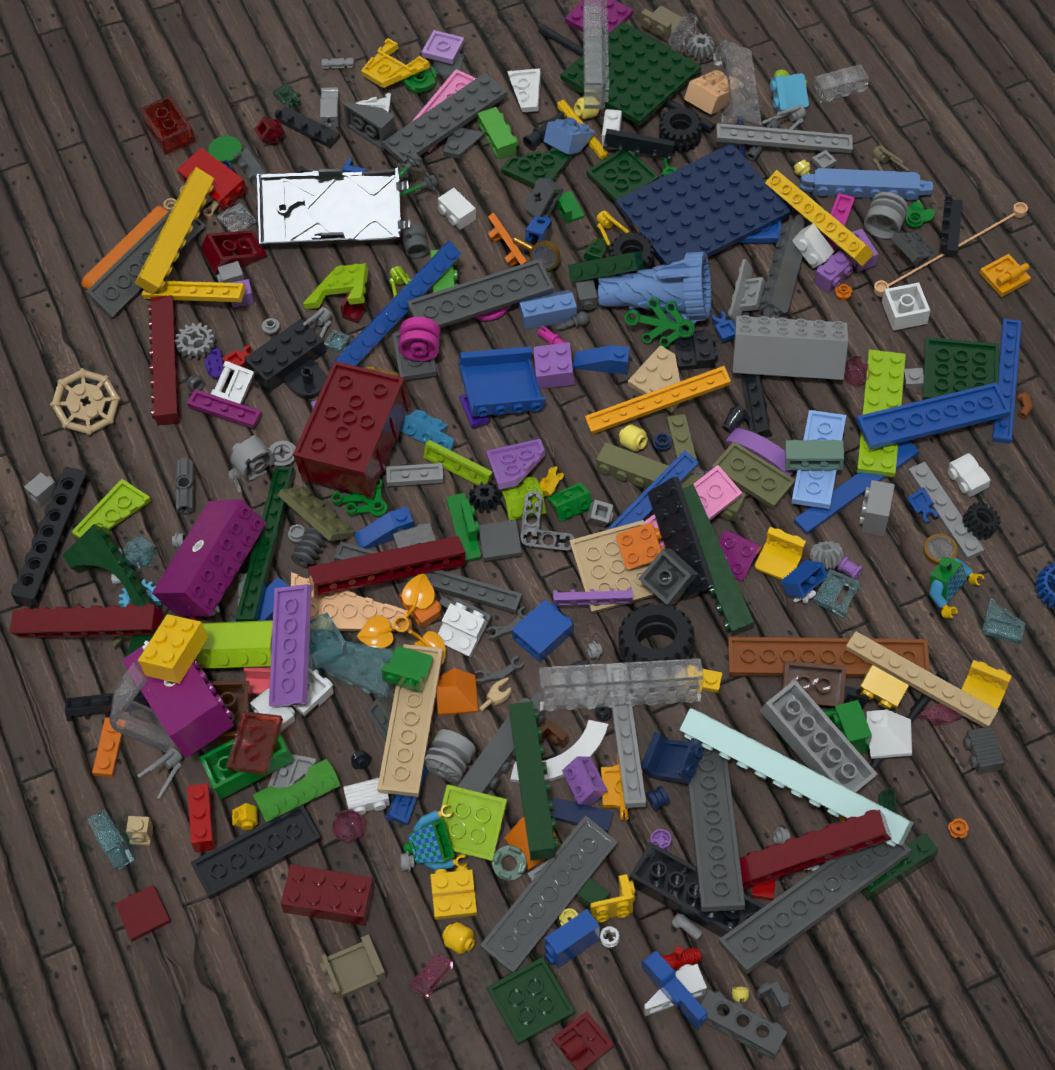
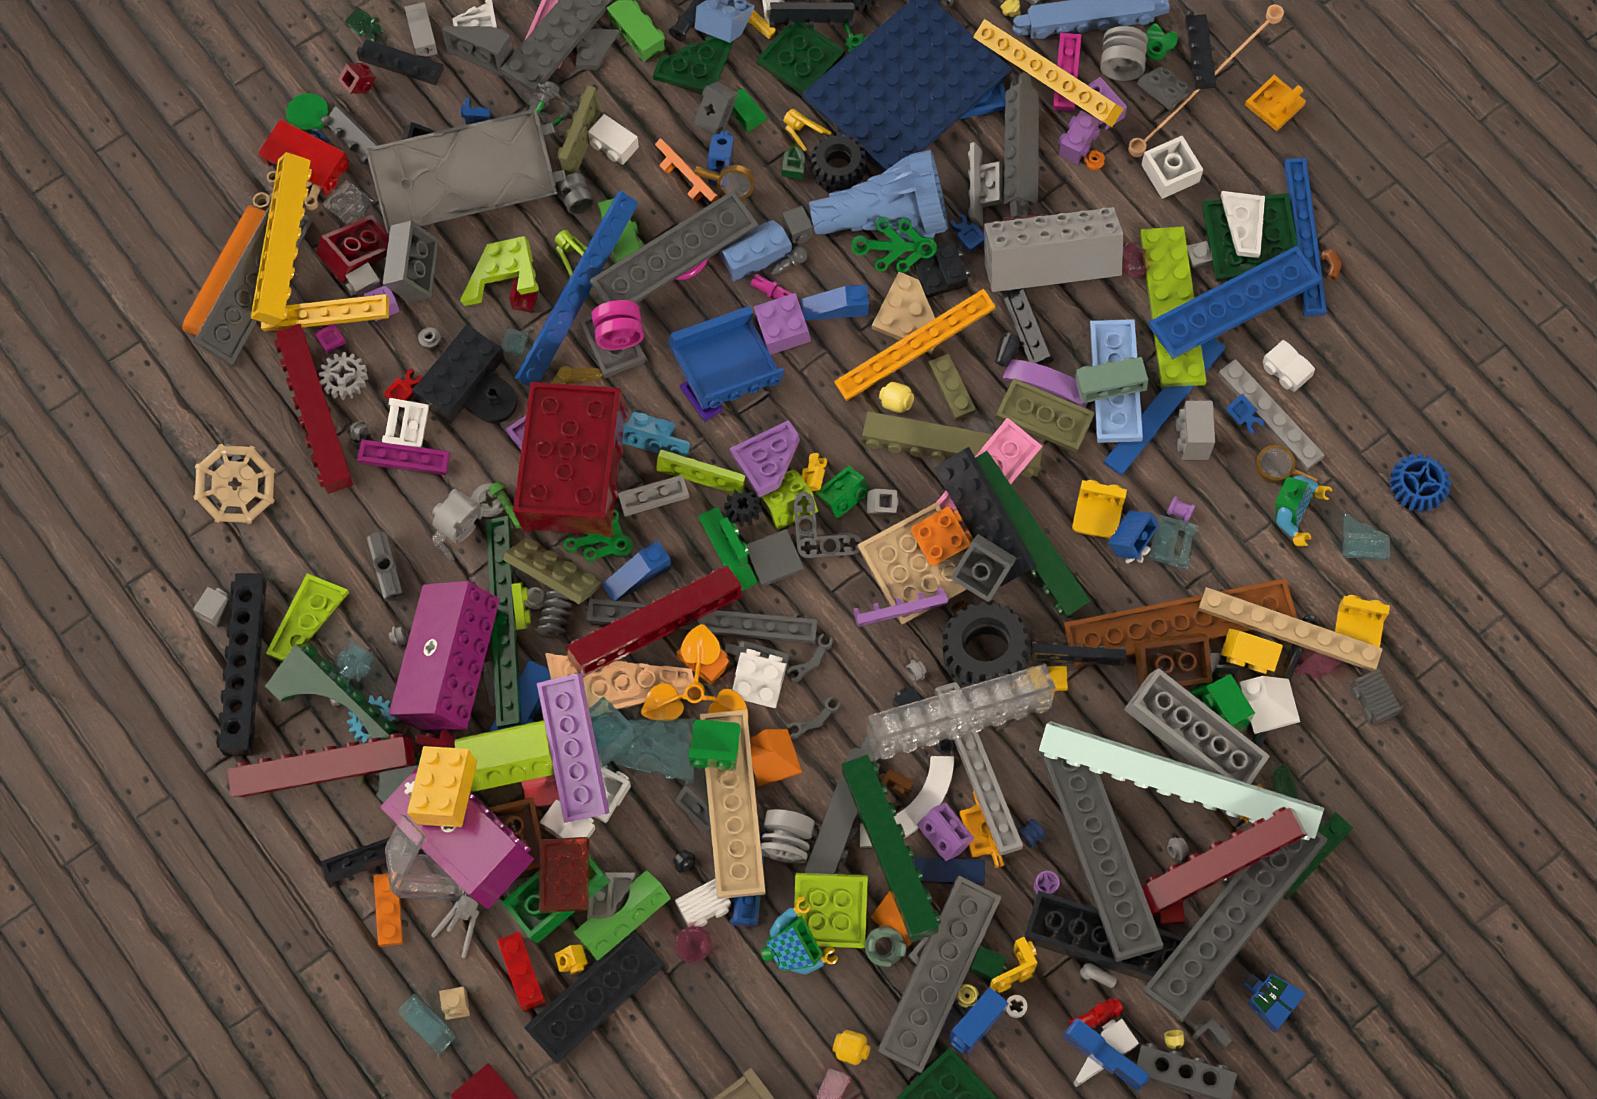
camera: 15 degrees left, 10 degrees up
(167, 124) = (227, 94): clear red brick -> none
(193, 312) = (330, 338): none -> magenta plate
(214, 363) = (376, 402): dark purple plate -> none
(271, 265) = (410, 261): none -> dark grey brick
(283, 528) = (520, 595): none -> lime plate
(290, 444) = (498, 490): none -> bright green hinge
(321, 317) = (487, 316): light grey plant -> none
(327, 895) = (691, 1030): dark red brick -> none
(406, 861) = (769, 970): light grey plate -> none
(419, 534) = (676, 576): flat silver brick -> none
(427, 200) = (577, 136): none -> olive plate
(453, 893) = (831, 995): yellow plate -> none
(495, 696) = (817, 750): tan hand -> none
(542, 630) = (852, 659): blue brick -> none
(605, 266) = (813, 186): dark green brick -> none
(642, 507) = (930, 483): blue plate -> none
(662, 437) = (933, 389): dark blue plate -> none
(671, 759) = (1037, 785): dark blue panel -> none
(733, 662) = (1078, 654): none -> black hinge
(739, 553) = (1052, 515): magenta bracket -> none
(813, 245) = (1048, 110): white brick -> none
(827, 553) = (1152, 498): light grey gear -> none
(835, 979) = (1272, 999): none -> blue torso
(957, 356) = (1245, 221): none -> white wing
(958, 823) = (1370, 790): orange plate -> none
(988, 523) = (1321, 414): black tyre -> none

